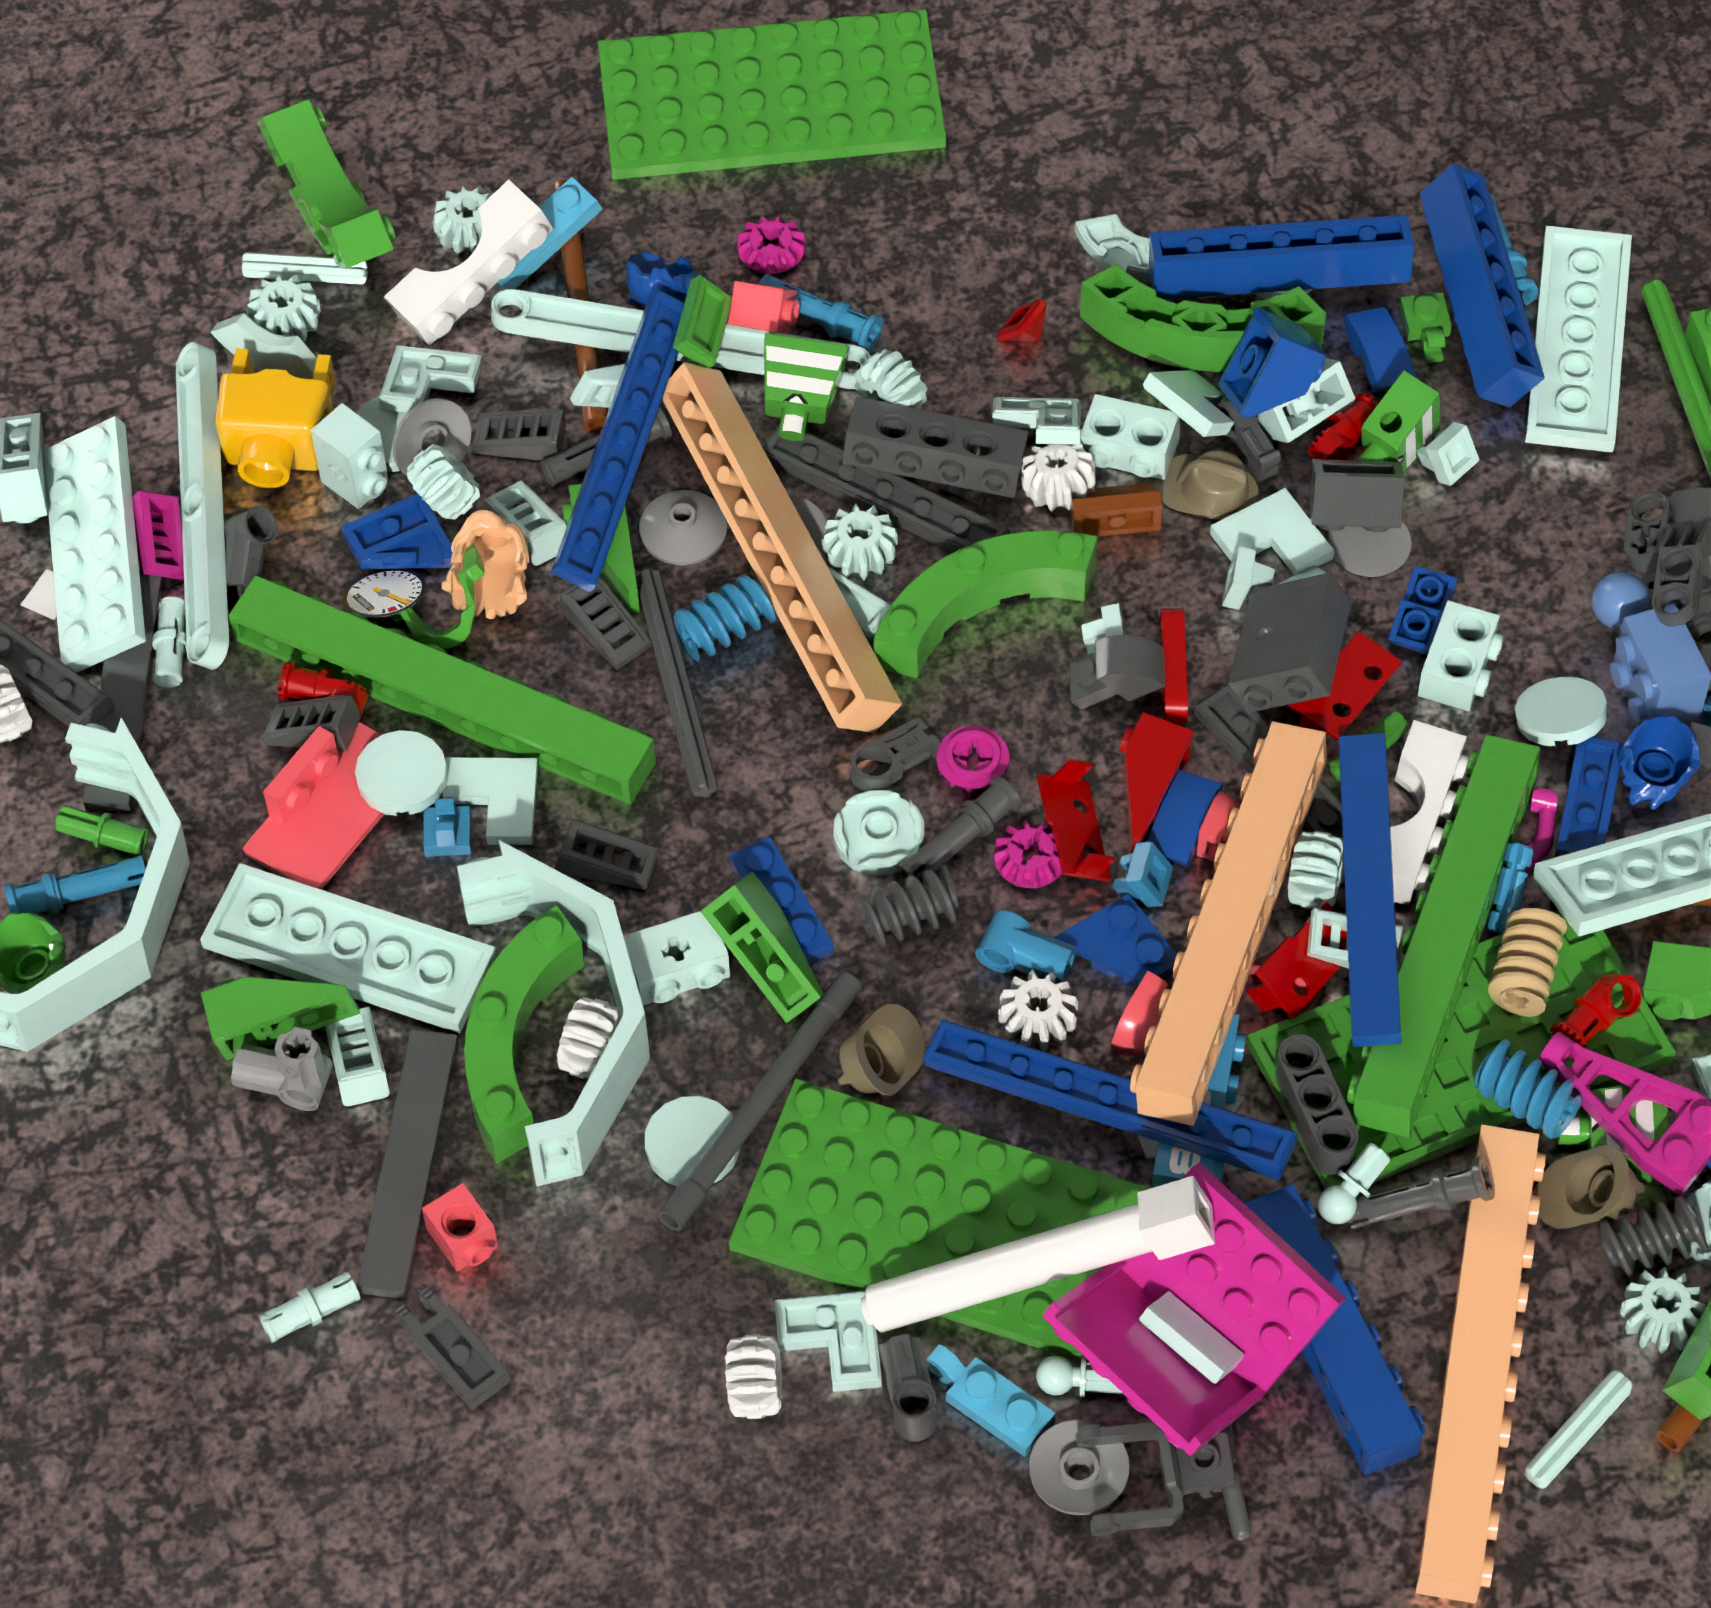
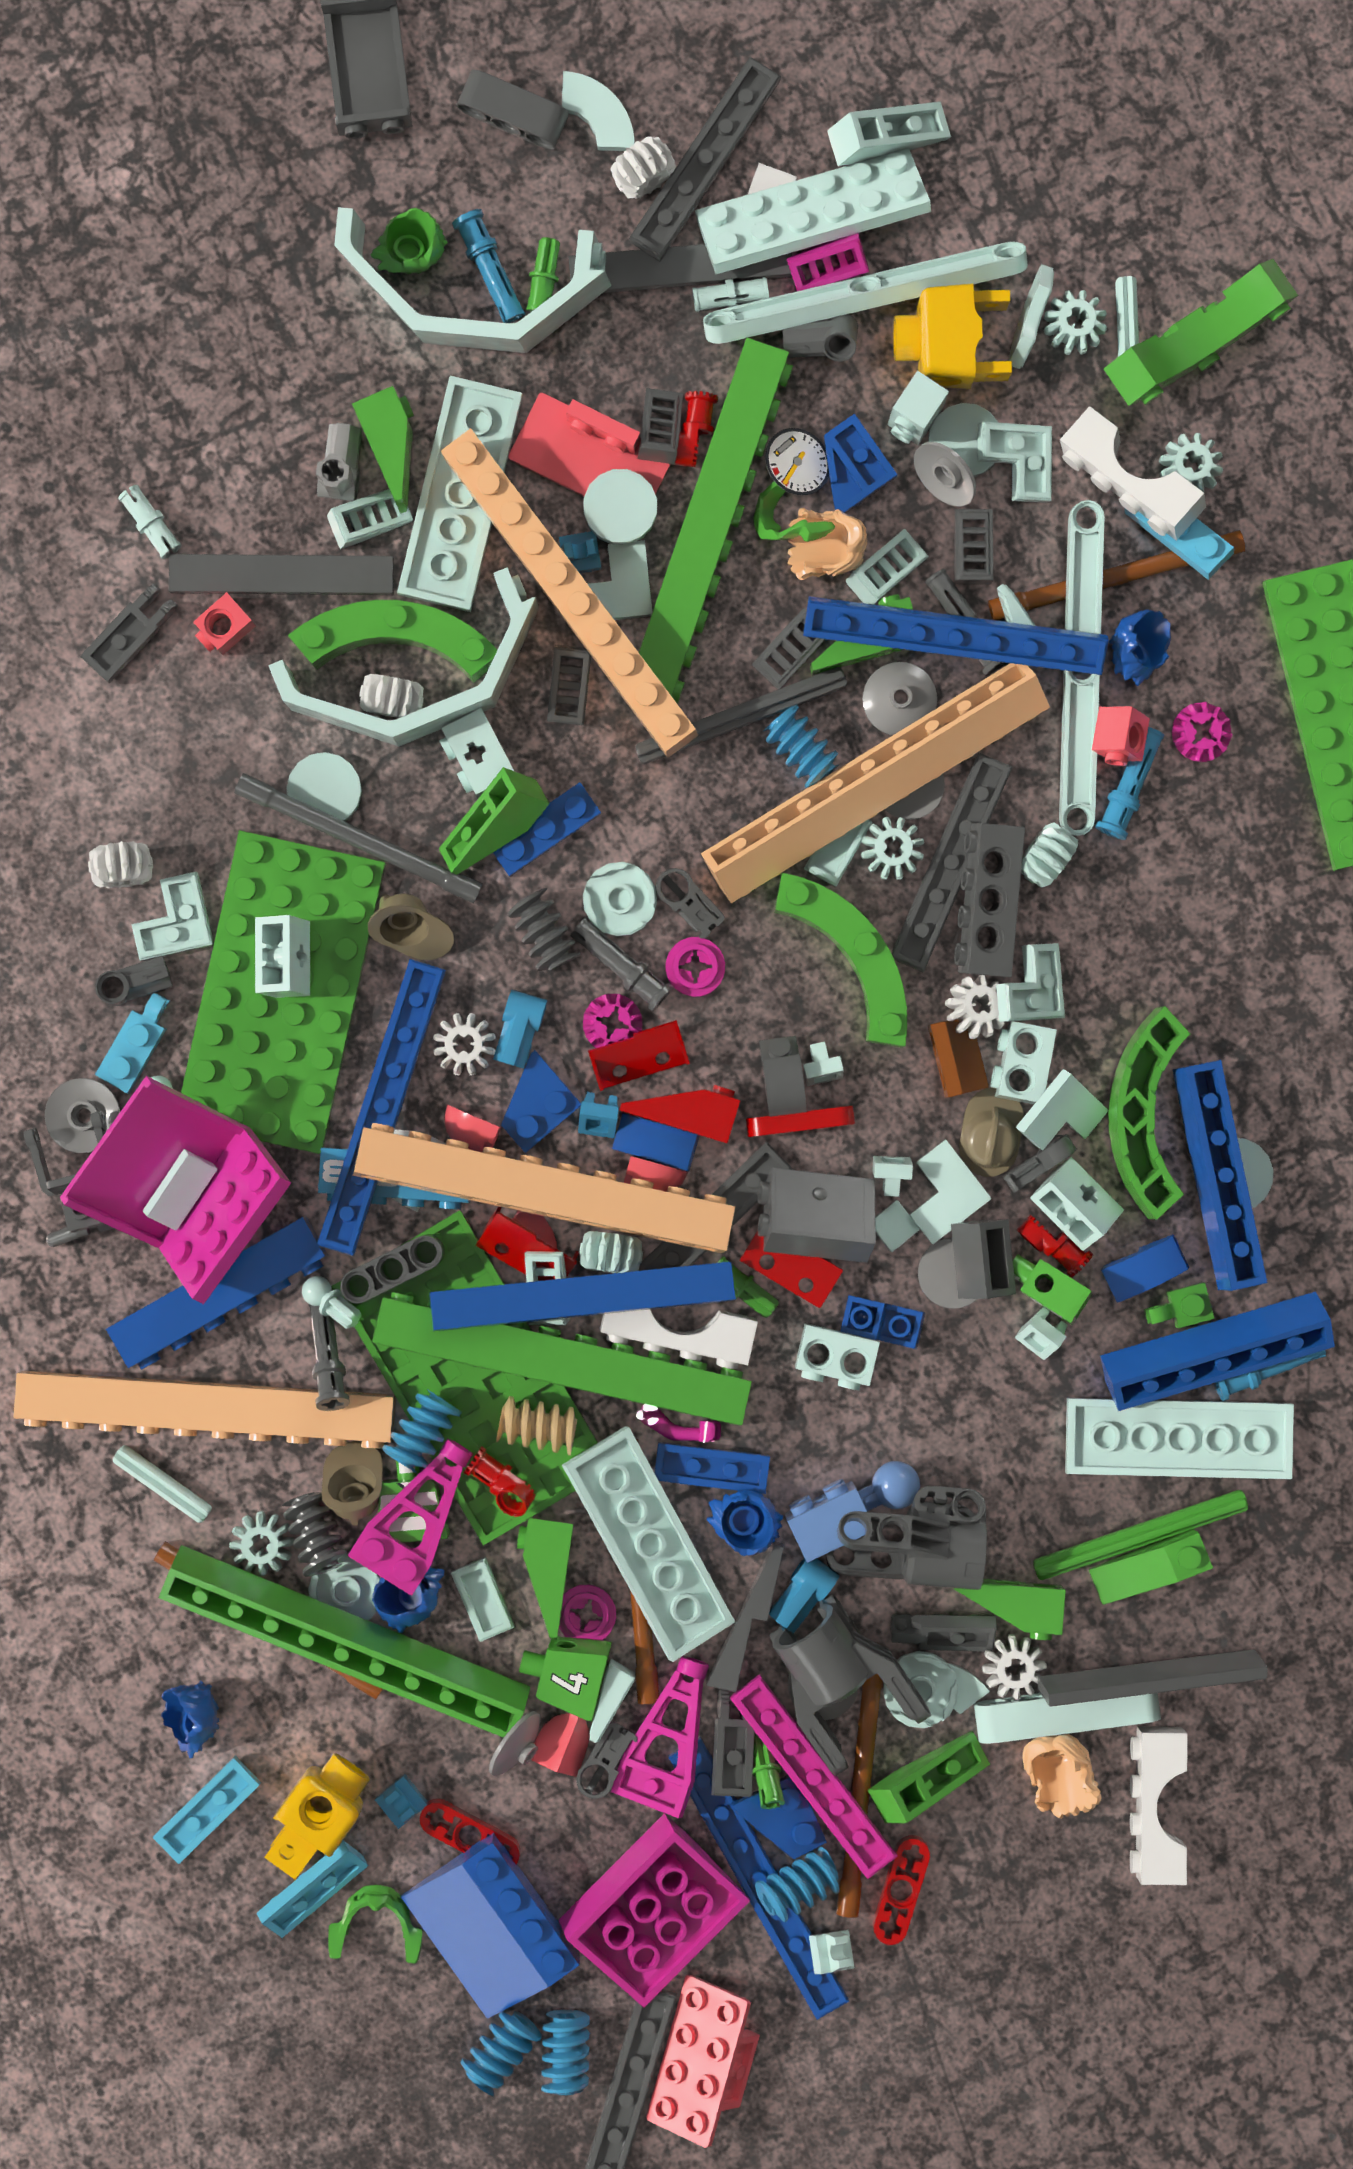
camera: 75 degrees right, 30 degrees up
(443, 482) = (905, 491): light aqua gear -> none
(504, 810) = (569, 593): none -> light nougat brick
(702, 322) = (1086, 685): bright green tile -> none
(800, 381) = (1039, 776): bright green torso -> none
(902, 1180) = (282, 956): none -> light aqua brick
(1024, 323) = (1139, 960): red slope -> none
(1113, 243) = (1234, 1035): light aqua tile -> none
(1164, 1221) = (228, 1148): white brick -> none
(1271, 364) = (1089, 1177): blue slope -> none
(1510, 885) = (615, 1408): dark azure axle -> none
(1561, 711) = (791, 1441): light aqua tile -> none

